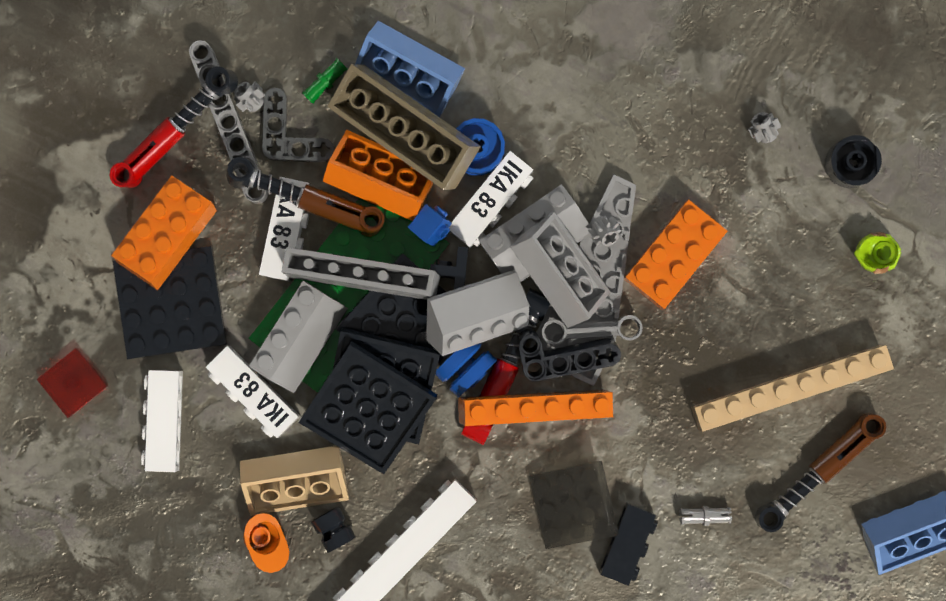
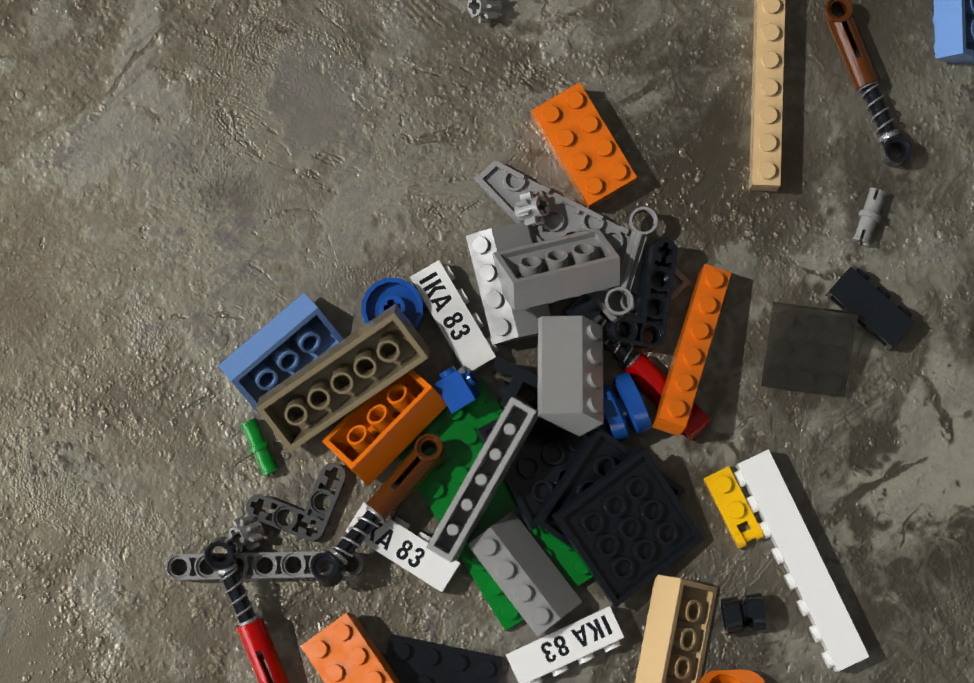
camera: 70 degrees left, 5 degrees down
(420, 488) = (733, 506): none -> yellow plate

